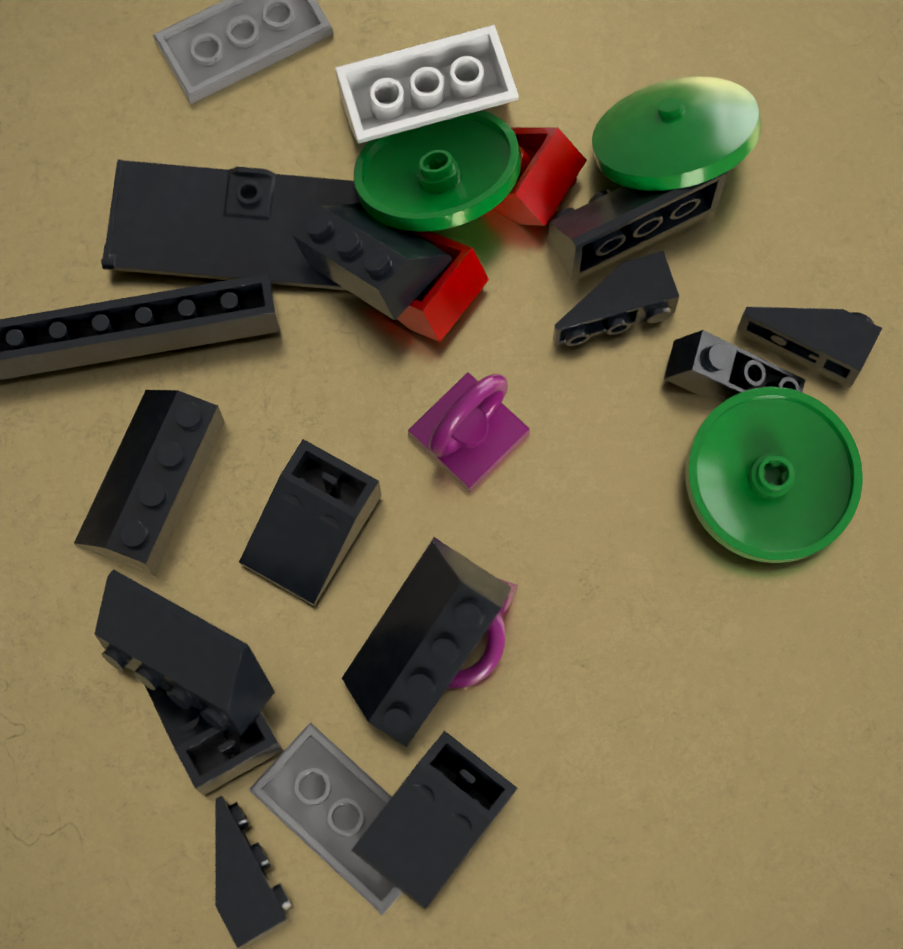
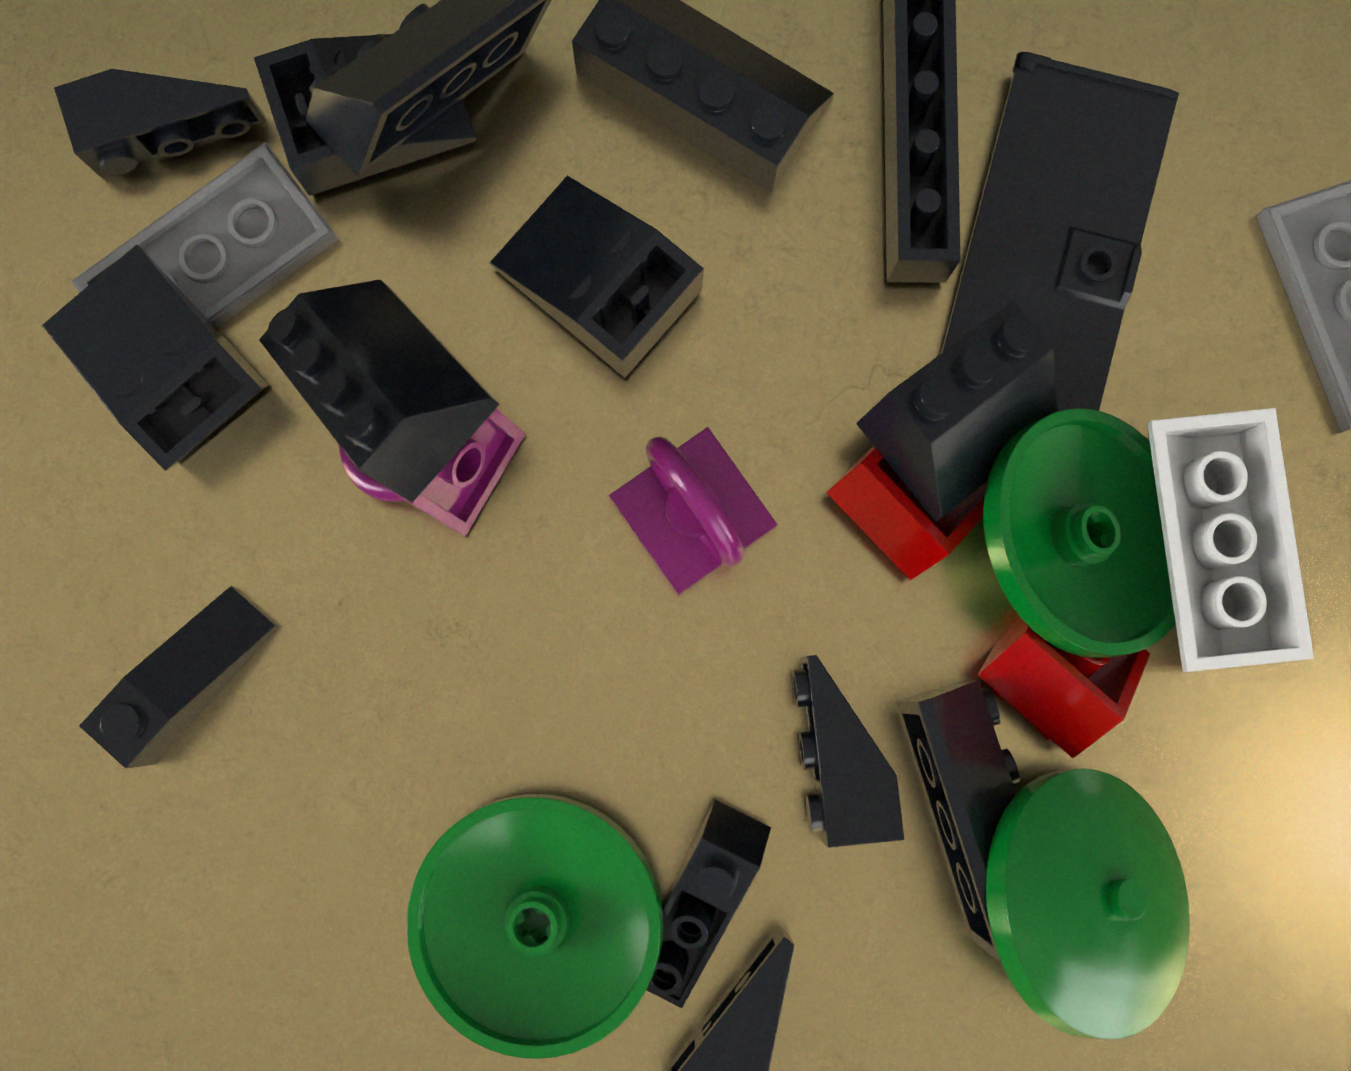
camera: 95 degrees right, 10 degrees up
(662, 758) = (178, 680): none -> black slope

